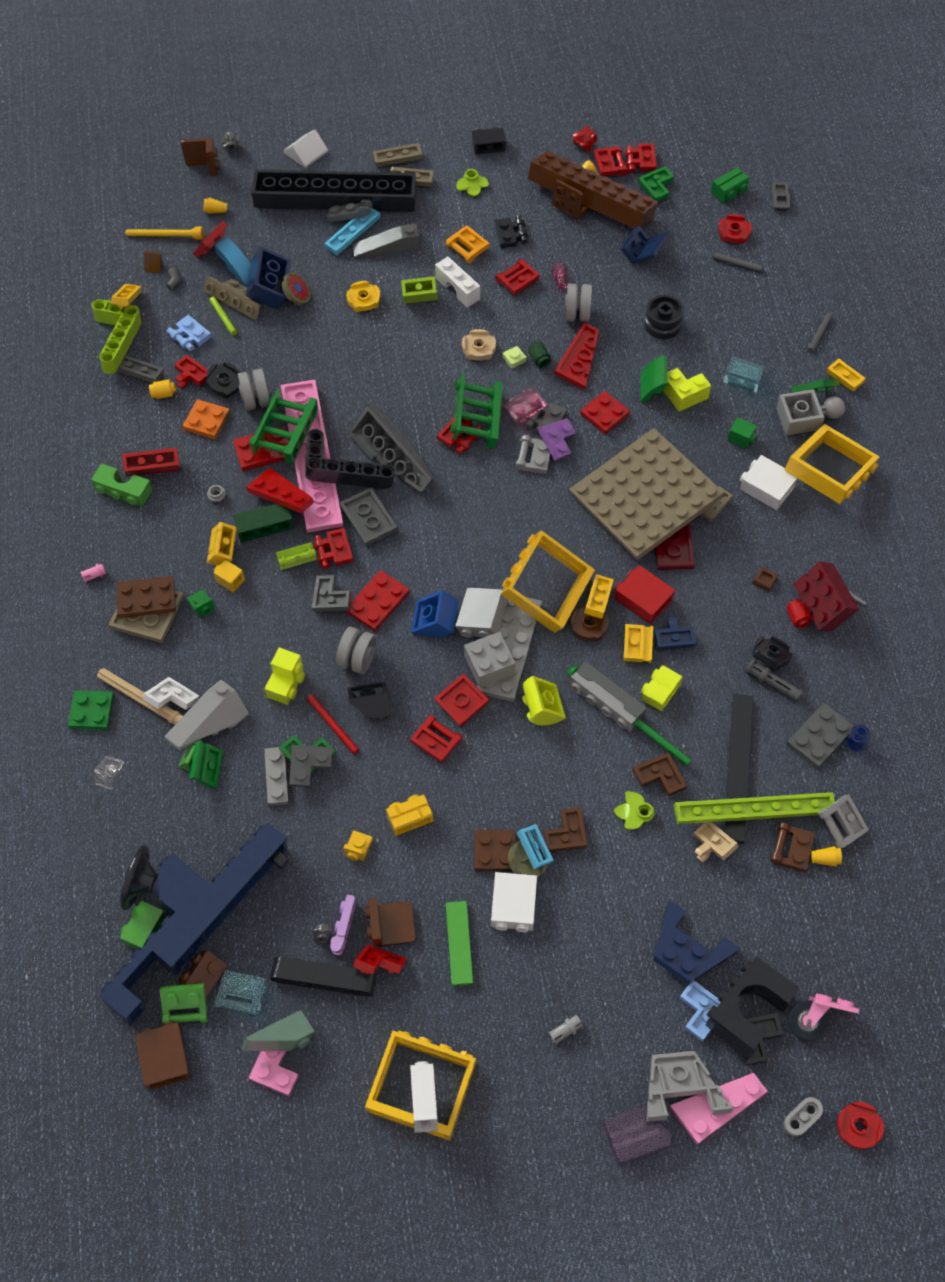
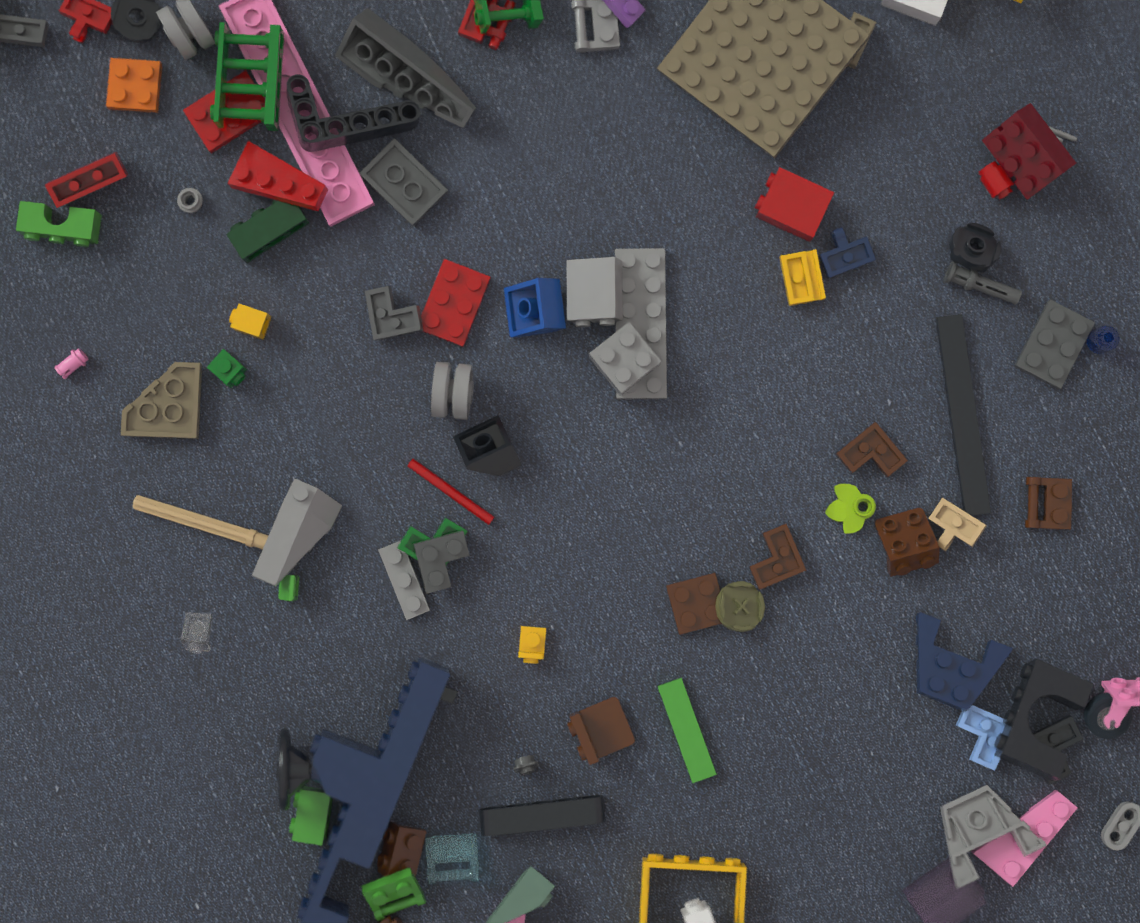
camera: 15 degrees left, 25 degrees up
(91, 710) = (143, 555): green plate -> none
(146, 597) = (155, 384): reddish brown plate -> none
(162, 389) = (57, 54): yellow brick -> none
(172, 691) = (236, 505): white plate -> none
(206, 764) = (314, 593): green plate -> none
(221, 543) = (226, 280): yellow brick -> none
(286, 676) = (372, 450): neon yellow brick -> none
(296, 556) = (327, 267): lime hinge -> none
(339, 548) = (380, 239): red plate -> none
(343, 926) = (546, 750): lavender hinge -> none
(372, 958) = (601, 776): red plate -> none
(409, 814) = (582, 589): yellow brick -> none
(434, 744) = (581, 485): red plate -> none
(461, 700) = (602, 418): red plate -> none
(513, 902) = (738, 665): white brick -> none
(531, 846) = (731, 576): medium azure tile -> none
(543, 701) = (705, 395): neon yellow brick -> none
(567, 558) = (703, 231): yellow window -> none
(569, 1027) = (836, 799): light grey pin -> none
(585, 632) = (724, 253): reddish brown plate -> none
(599, 596) = (738, 226): yellow plate -> none
(616, 704) = (795, 372): piece -> none
(661, 687) = (846, 334): neon yellow brick -> none
(673, 847) = (908, 541): none -> reddish brown bracket
(676, 551) = (821, 129): dark red tile -> none
(751, 808) = (996, 469): lime plate -> none
(765, 579) = (942, 137): reddish brown tile -> none
(828, 856) = (1092, 505): yellow cone -> none
(848, 818) = (1110, 452): light grey plate -> none

